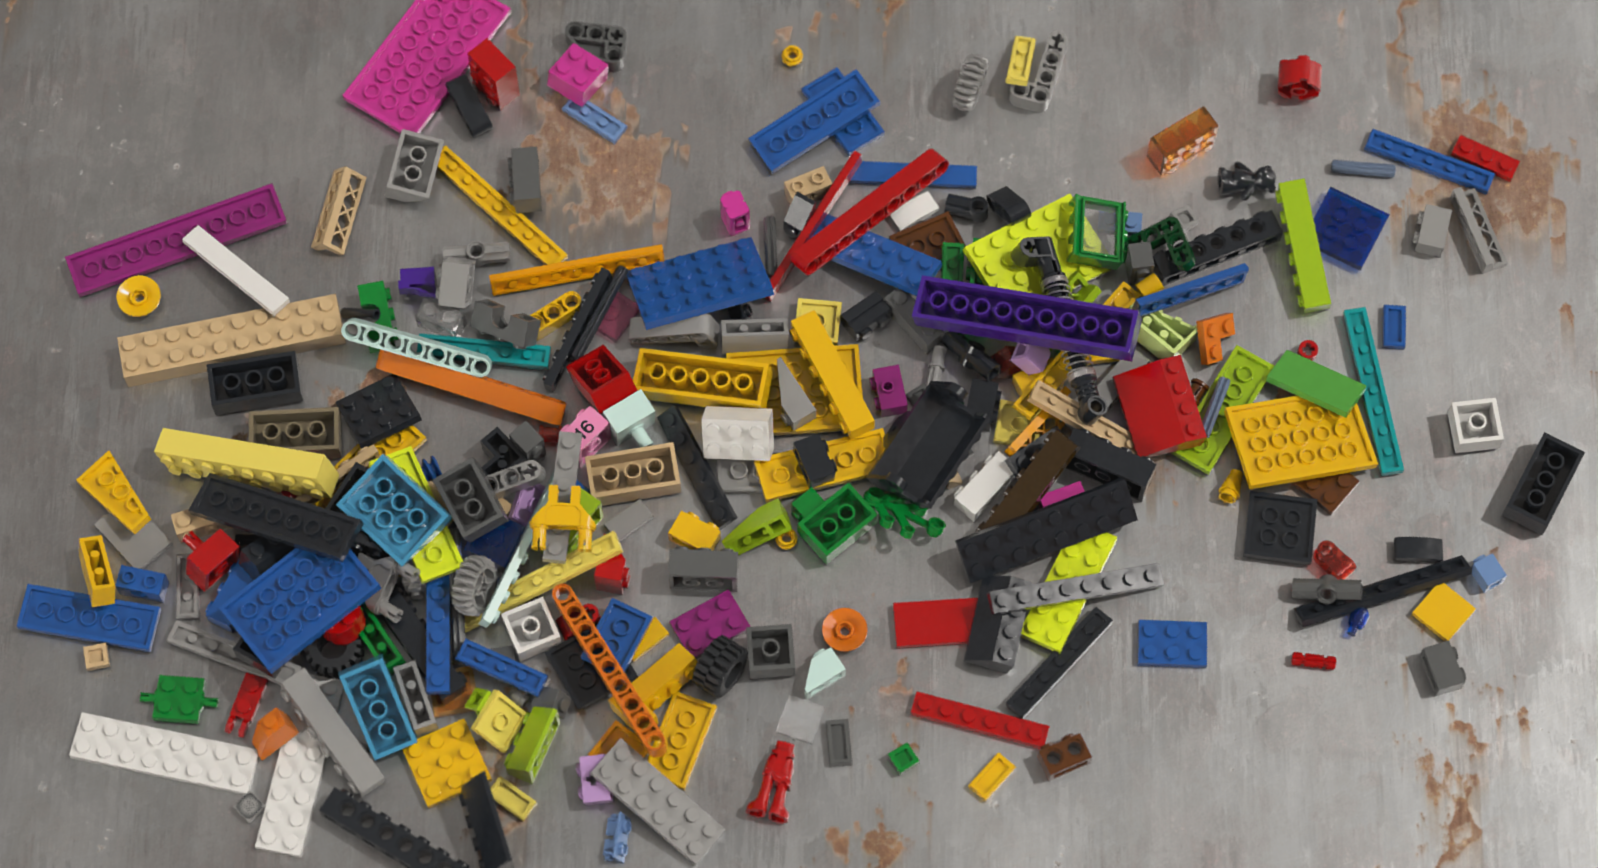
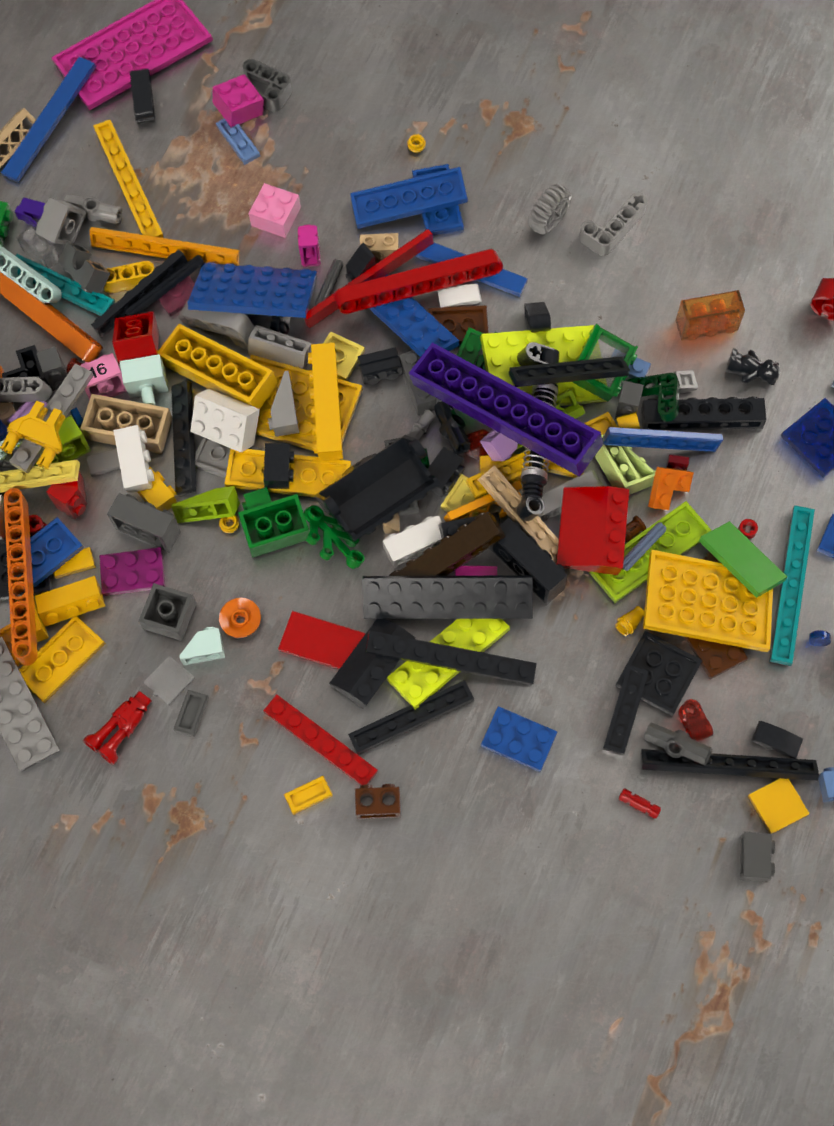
camera: 25 degrees right, 0 degrees up
(376, 169) = (48, 119): none -> blue tile
(414, 167) = (74, 125): light grey slope -> none
(493, 74) = (168, 75): red brick -> none
(525, 179) = (157, 165): dark grey brick -> none
(666, 508) = (133, 459): none -> white brick
(676, 186) = (274, 210): none -> bright pink brick
(720, 666) = (116, 608): black tyre -> none
(889, 391) = (370, 432): magenta brick -> none
(903, 758) = (238, 748): green plate -> none
(965, 207) = (504, 307): black piece -> none
(1021, 60) = (600, 207): light yellow tile -> none
(1072, 256) = (568, 371): none -> black plate
(1212, 308) = (677, 462): none -> dark red plate
(1264, 575) = (626, 709): none -> black plate
(1304, 246) = (780, 437): lime brick -> none
(1357, 620) = (695, 782): clear blue cylinder -> none
(1420, 435) = (820, 638): none -> clear blue tile

